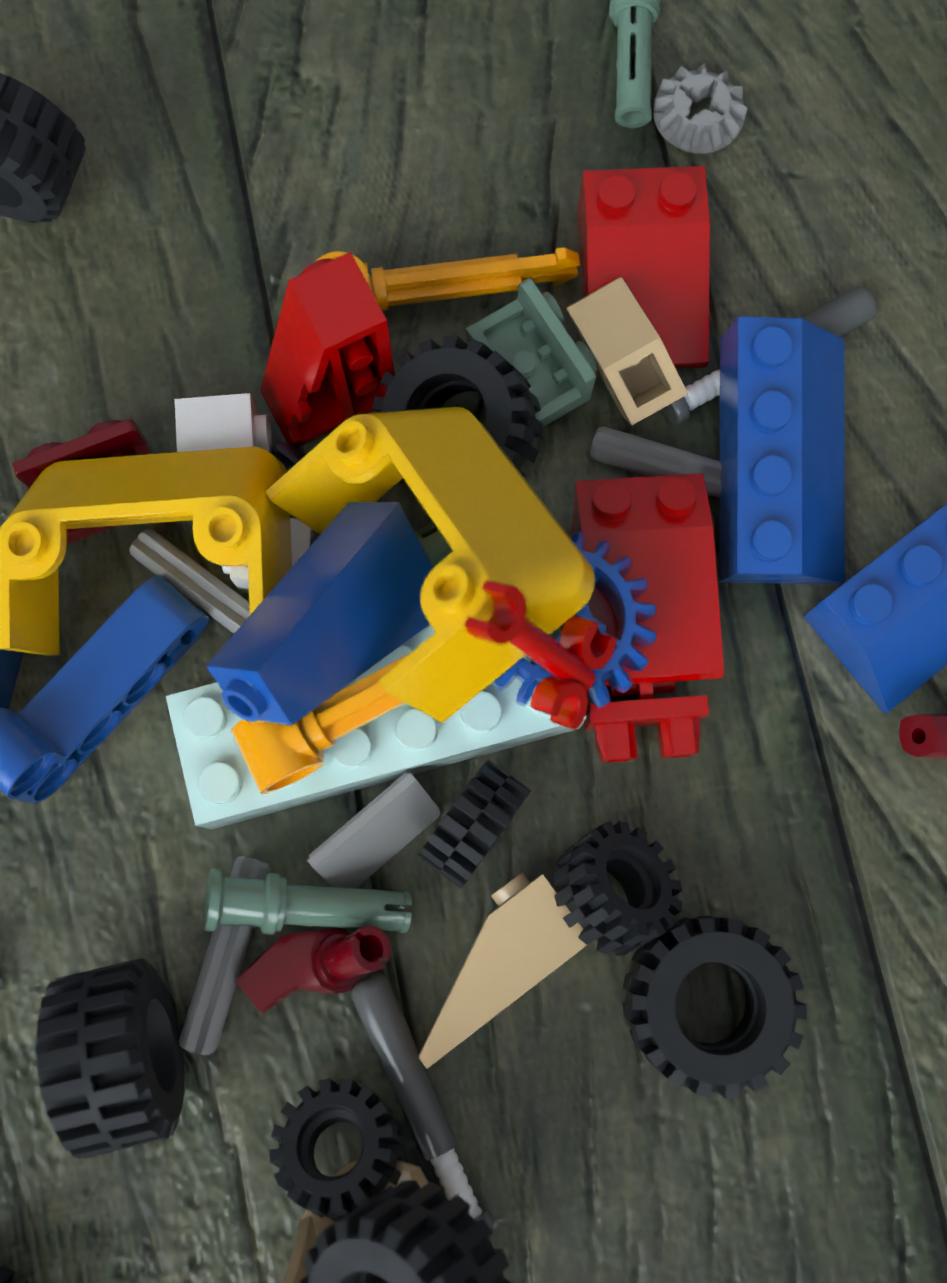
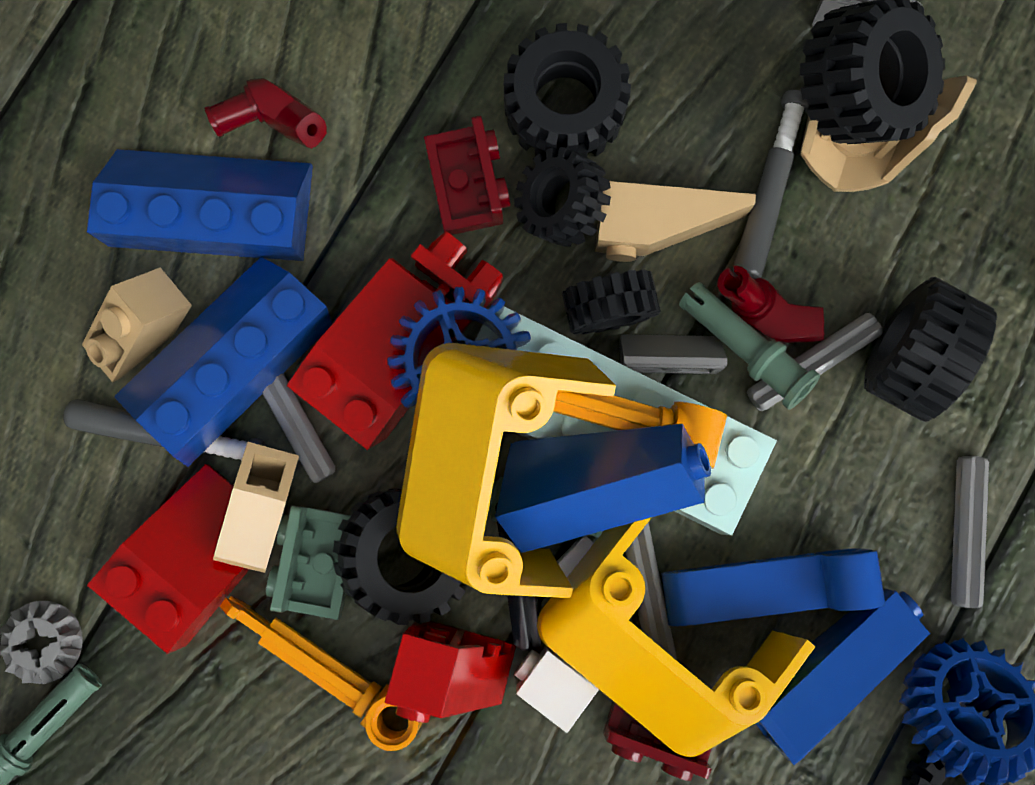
camera: 135 degrees left, 5 degrees up
(297, 1140) = (865, 215): black tyre -> none
(569, 661) = (494, 316): red bar -> none
(729, 827) = (465, 178): none -> dark red bracket
(893, 420) = (134, 322): none -> tan slope

